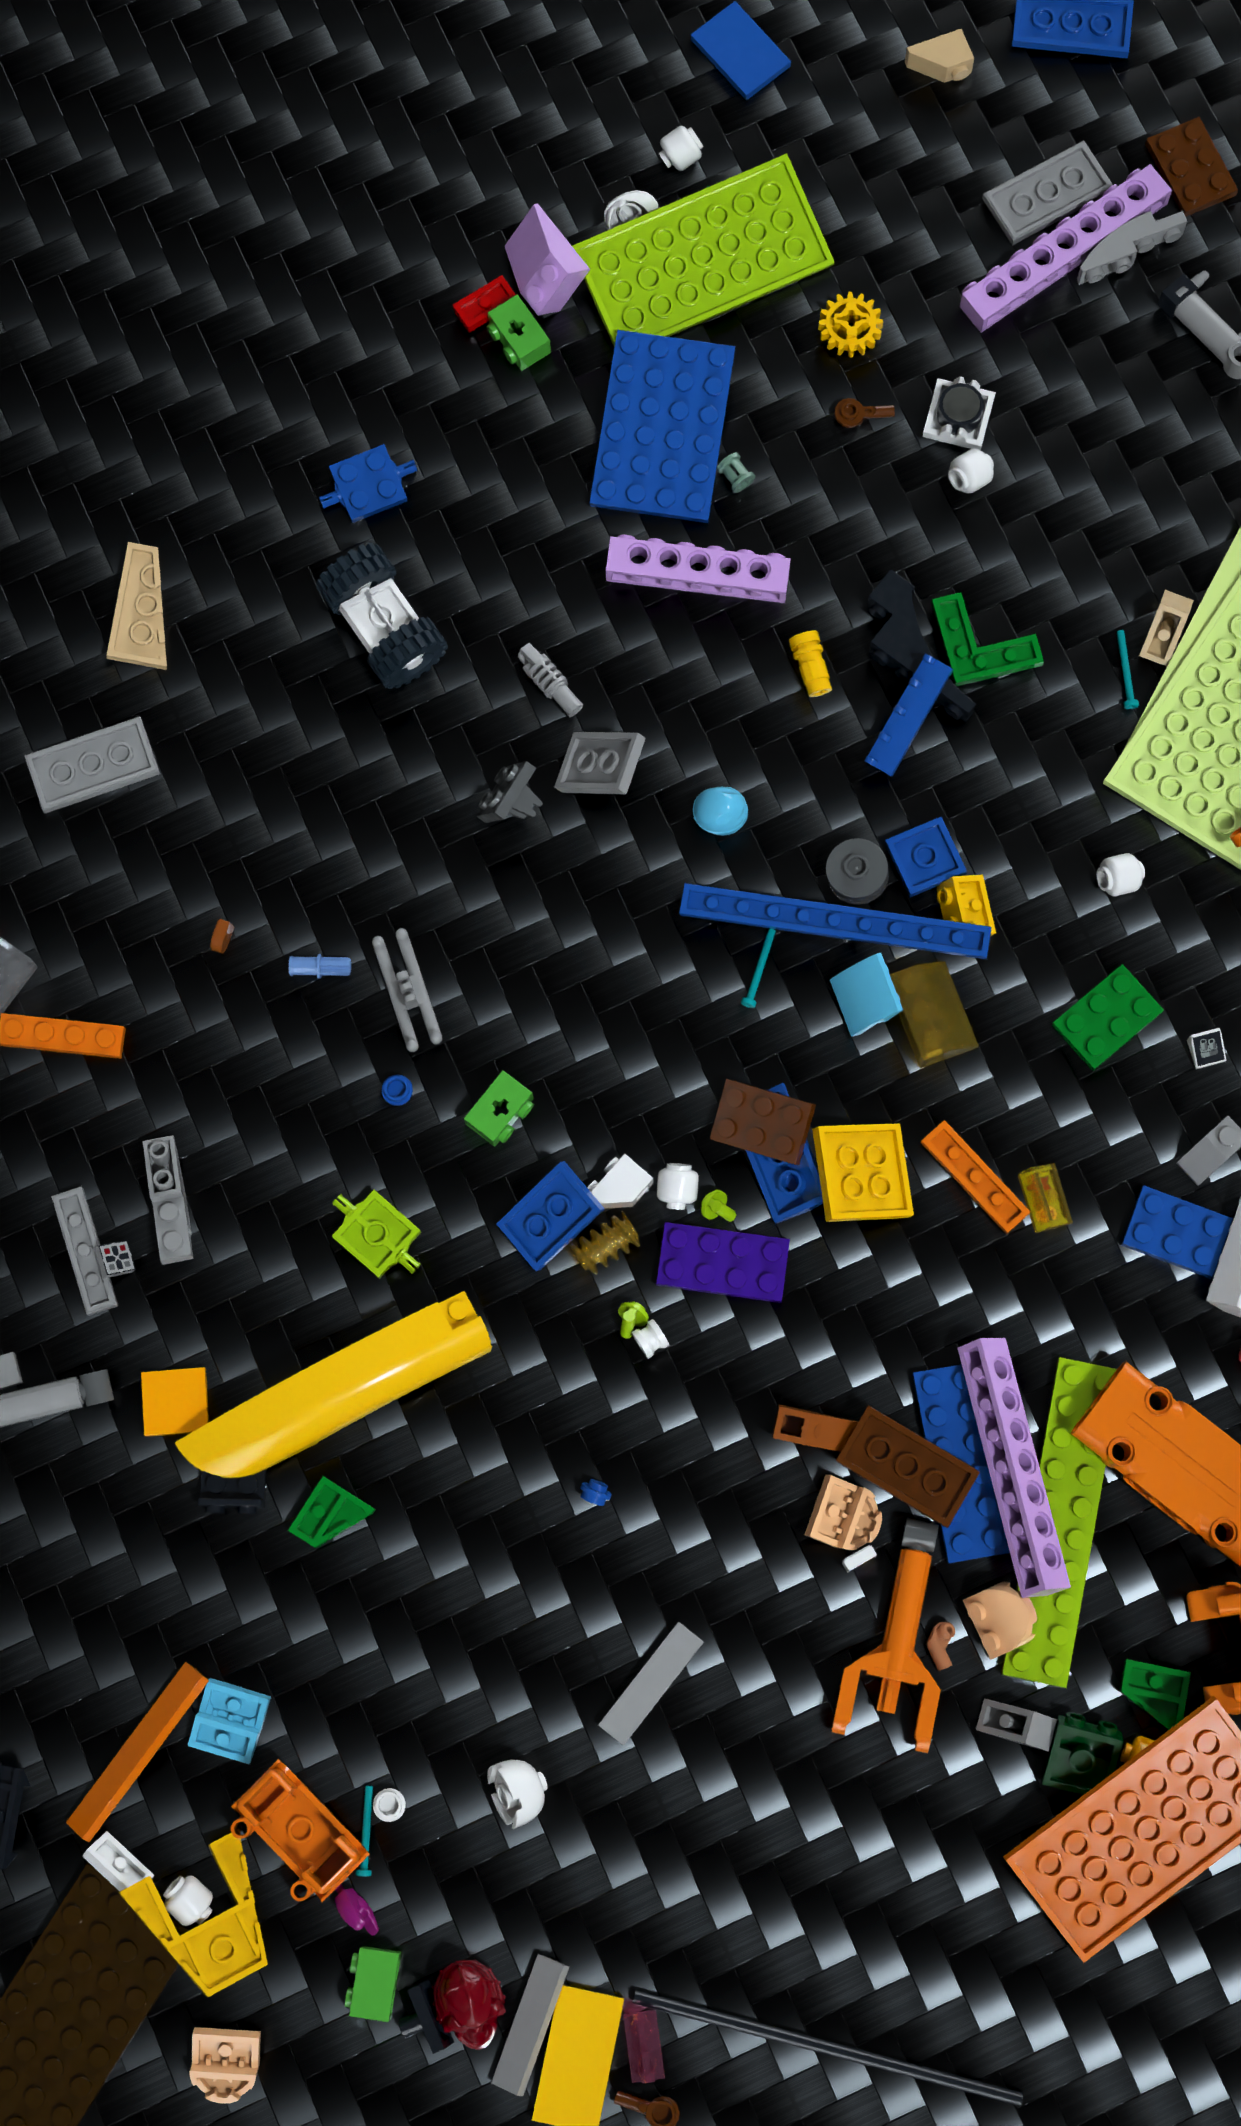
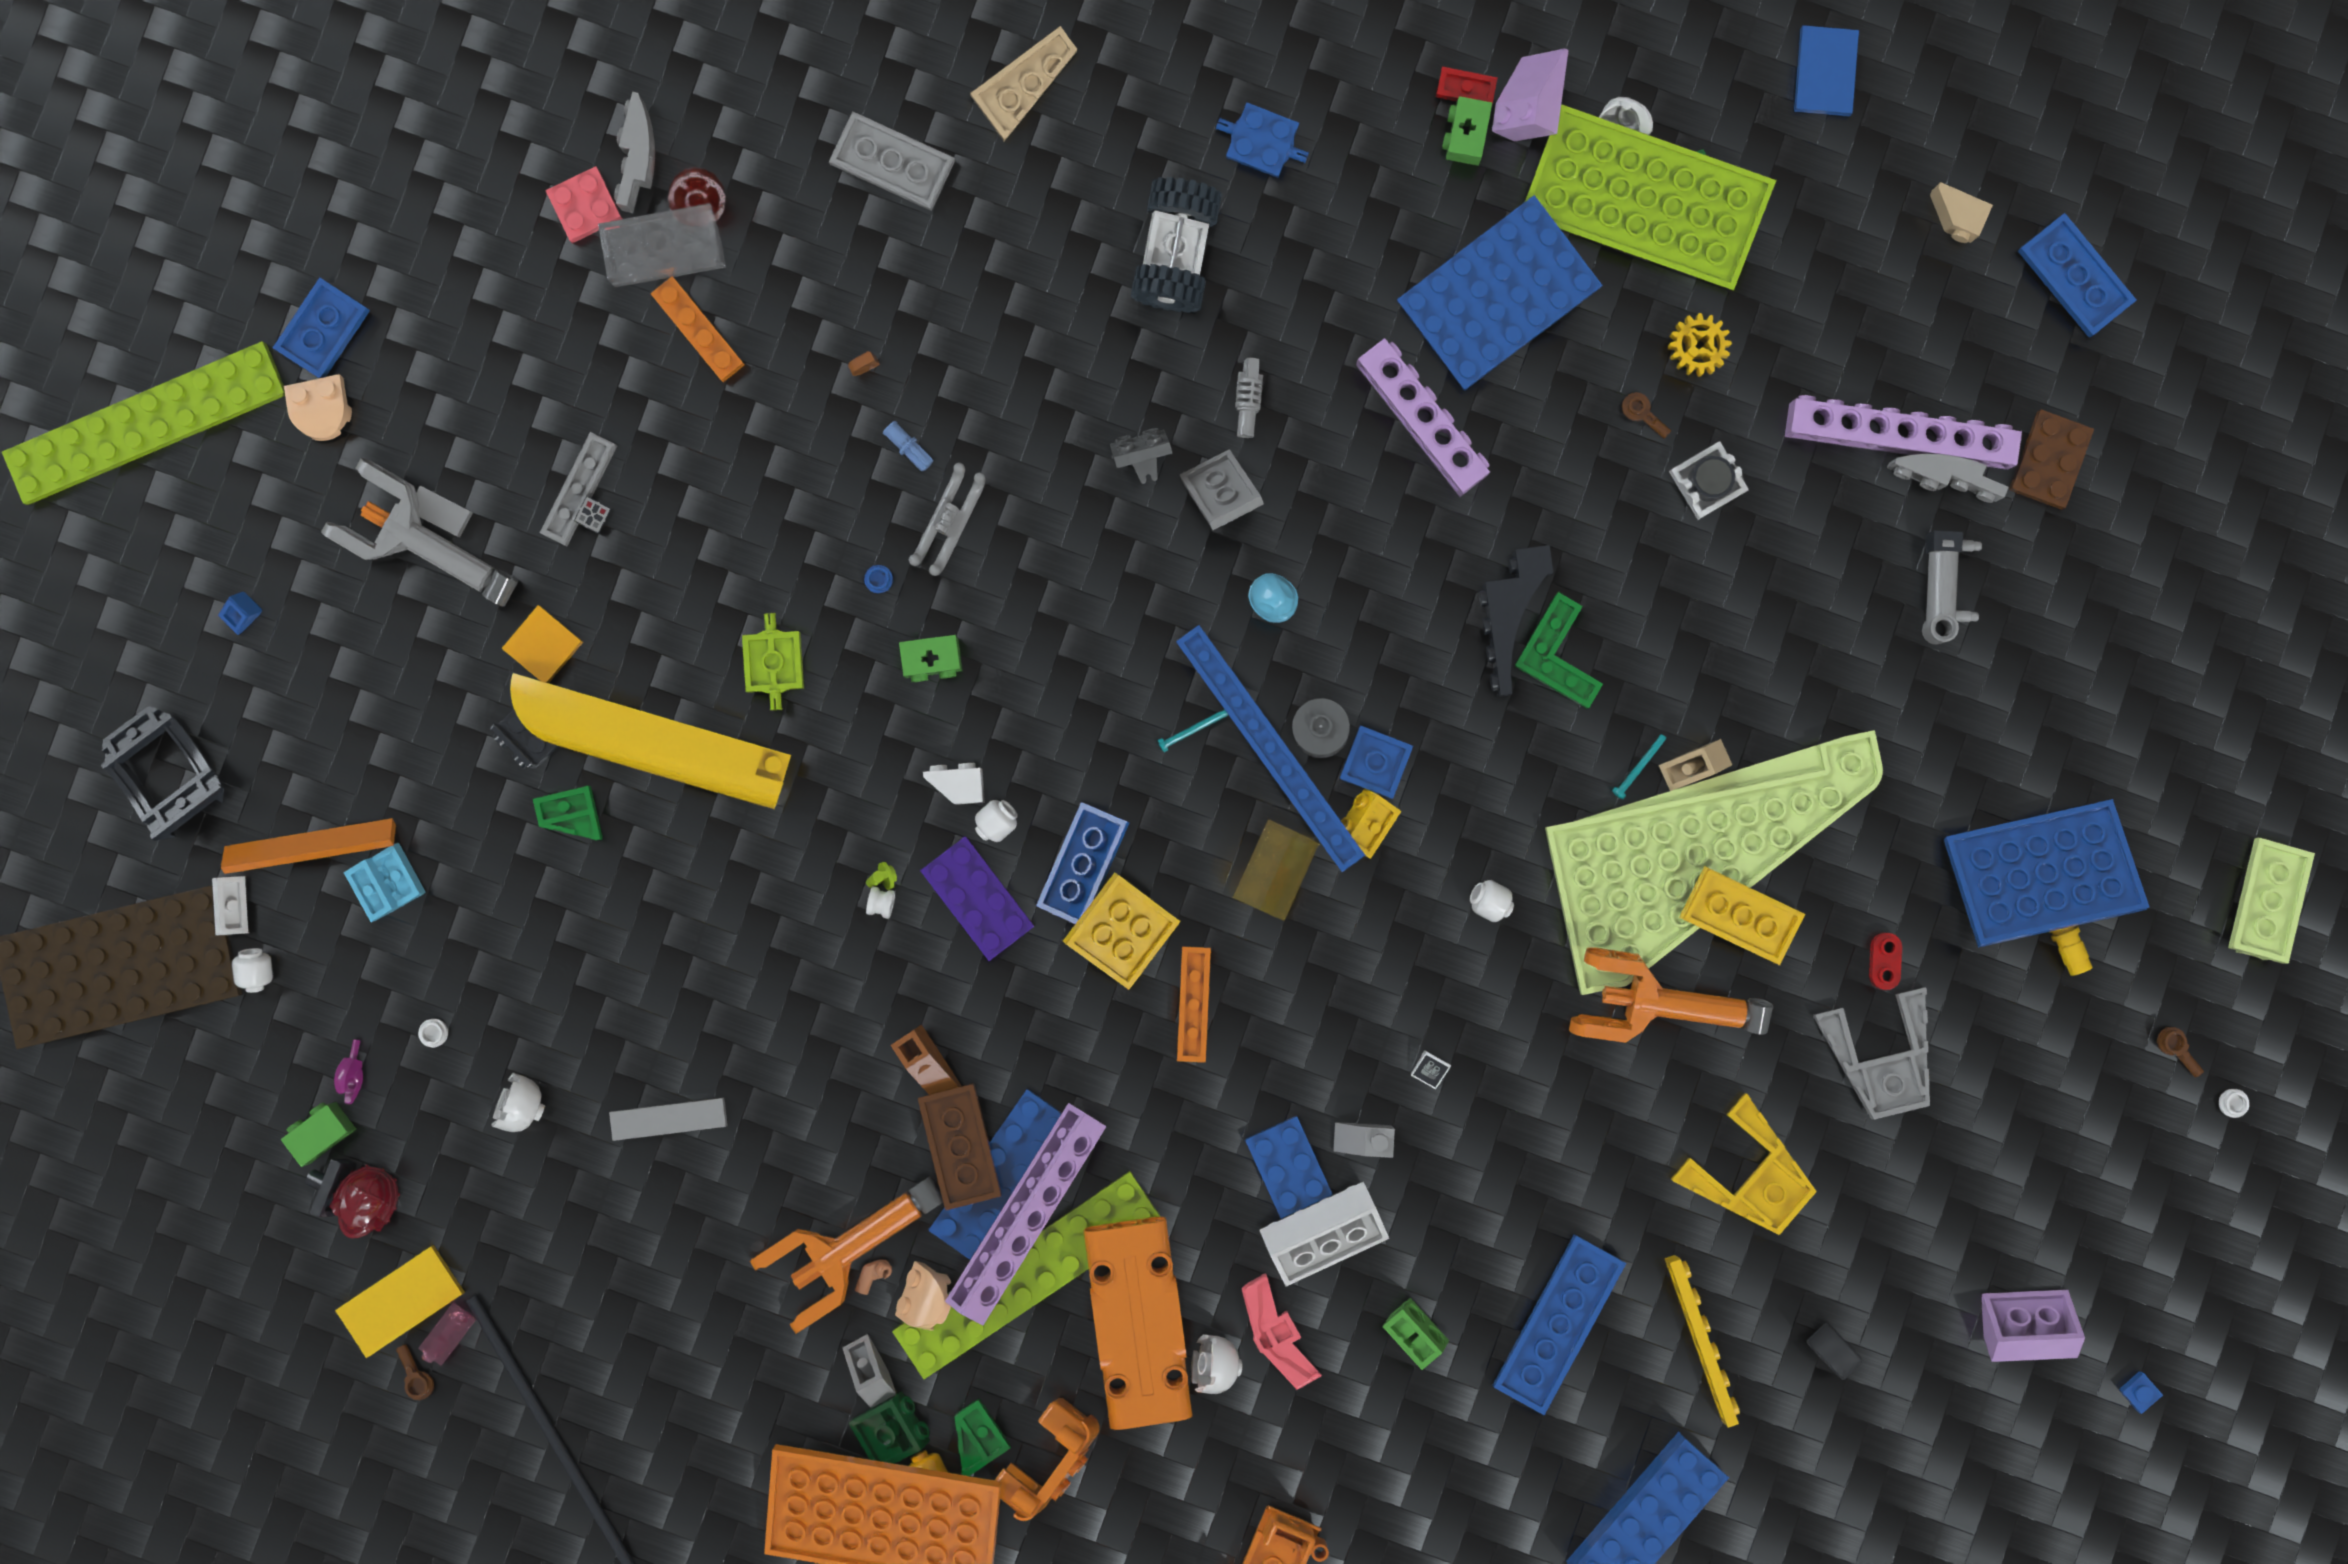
camera: 45 degrees right, 10 degrees up
(168, 1199) = (661, 509): light grey slope -> none
(223, 1946) = (246, 1019): yellow wing -> none
(224, 2062) = (182, 1090): light nougat slope -> none
(299, 1831) = (360, 995): orange container -> none
(364, 1872) = (378, 1057): teal piece -> none
(530, 2025) = (389, 1252): light grey tile -> none
(550, 1216) = (892, 761): blue plate -> none
(595, 1492) = (749, 965): blue plate -> none
(605, 1244) = (911, 814): clear yellow piece -> none
(680, 148) = (1711, 103): white head -> none
(715, 1205) = (1007, 857): lime plate -> none
(731, 463) = (1515, 364): sand green bush -> none
(762, 1122) = (1090, 834): reddish brown plate -> none
(811, 664) = (1433, 557): yellow axle -> none
(844, 1515) = (891, 1135): light nougat slope -> none
(858, 1558) = (874, 1171): white tile -> none
(866, 994) = (1242, 817): medium azure slope -> none
(909, 715) = (1460, 656): blue hinge -> none
(971, 471) = (1675, 528): white head -> none
(1045, 1197) = (1226, 1061): clear yellow slope -> none
(1047, 192) = (1933, 381): light grey tile -> none
(1107, 1017) = (1387, 985): green plate -> none

